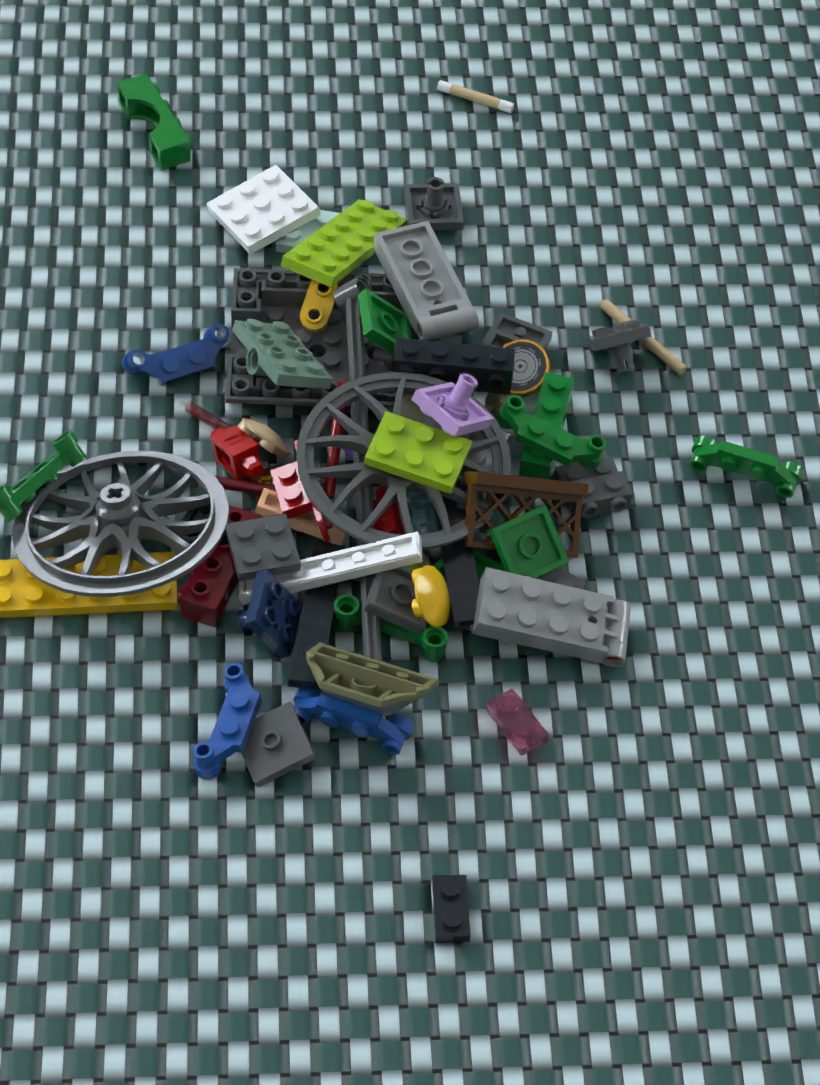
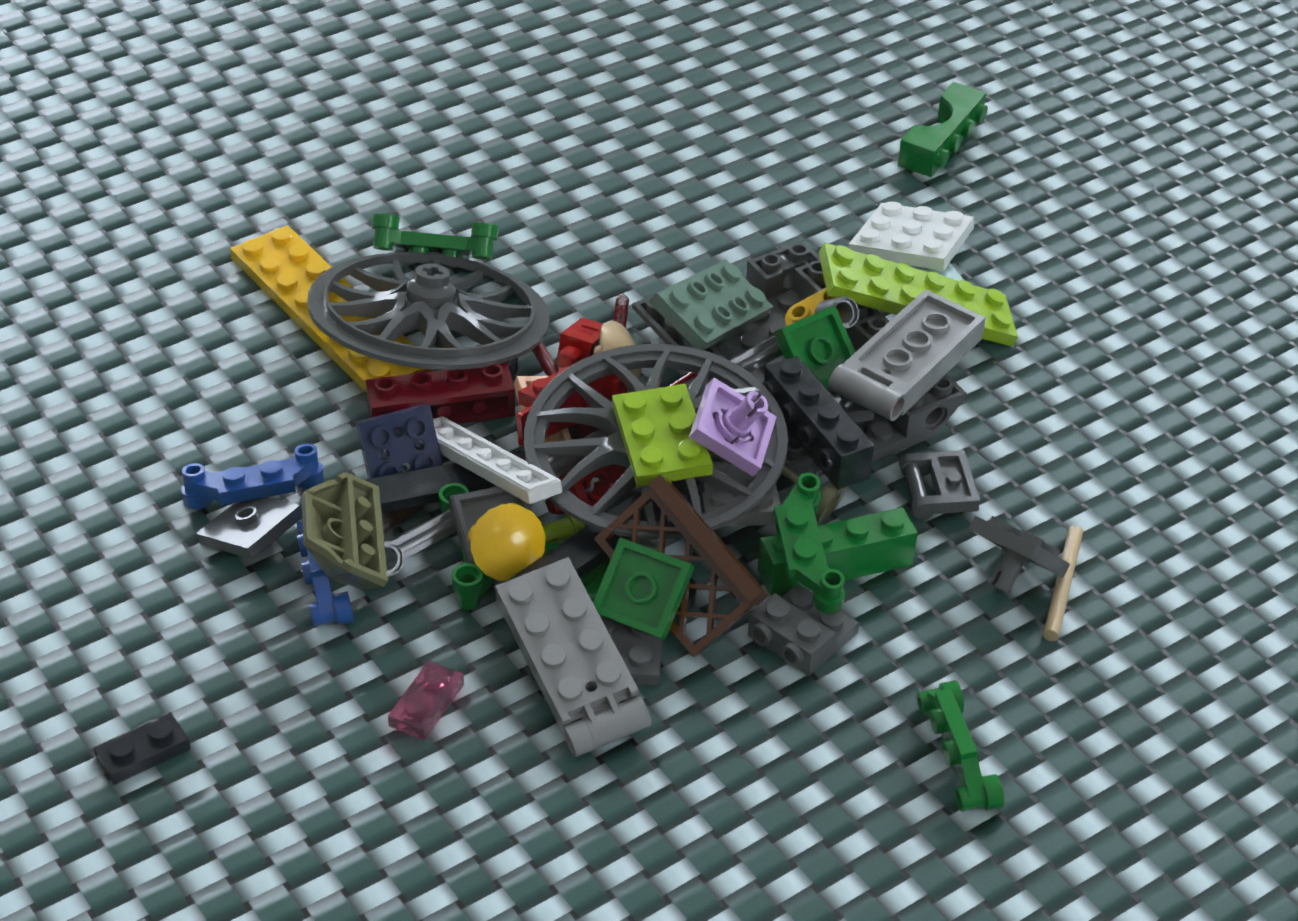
camera: 60 degrees right, 10 degrees down
(180, 360) = (655, 262): blue plate -> none
(262, 546) = (467, 400): dark grey plate -> none
(434, 201) = (1061, 341): dark grey plate -> none
(475, 96) = (1250, 317): tan bar -> none
(529, 367) = (908, 488): tile -> none

